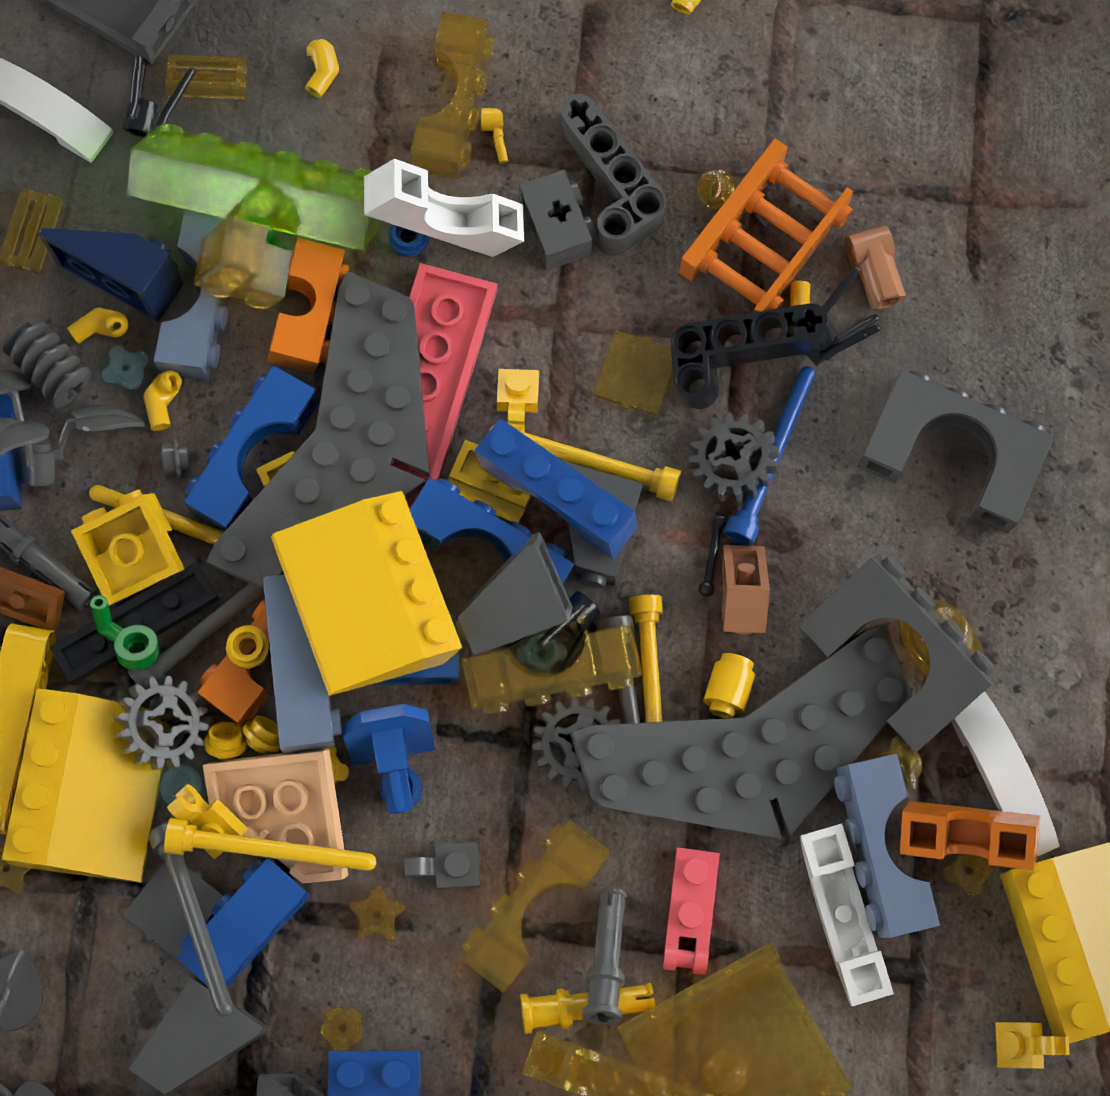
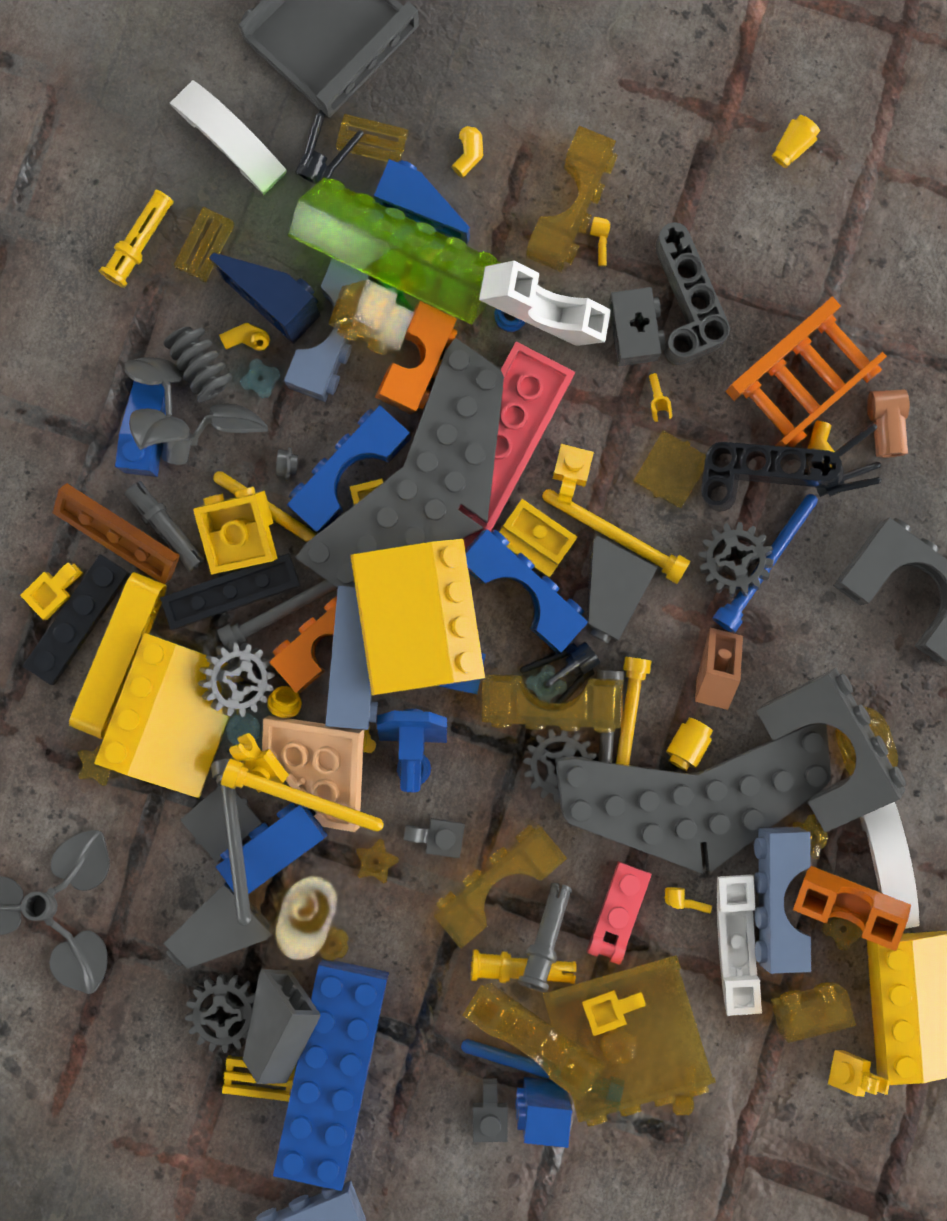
camera: 15 degrees right, 10 degrees up
(125, 640) = (221, 606): green plate -> none
(159, 396) = (282, 408): yellow arm -> none
(240, 636) = (304, 635): yellow plate -> none
(262, 734) = (314, 703): yellow plate -> none
(265, 122) = (416, 197): none -> blue slope
(302, 996) = (305, 917): none -> clear yellow piece
(515, 601) = (535, 645): dark grey slope -> none
(579, 501) = (588, 558): blue arch -> none
(604, 298) = (659, 402): none -> yellow hand
(703, 1033) = (608, 1012): none -> yellow plate
(706, 587) = (689, 659): black hinge -> none
(715, 188) = (766, 325): clear yellow plate -> none
(756, 878) = (676, 898): none -> yellow hand
(956, 978) = (812, 1011): none -> clear yellow brick

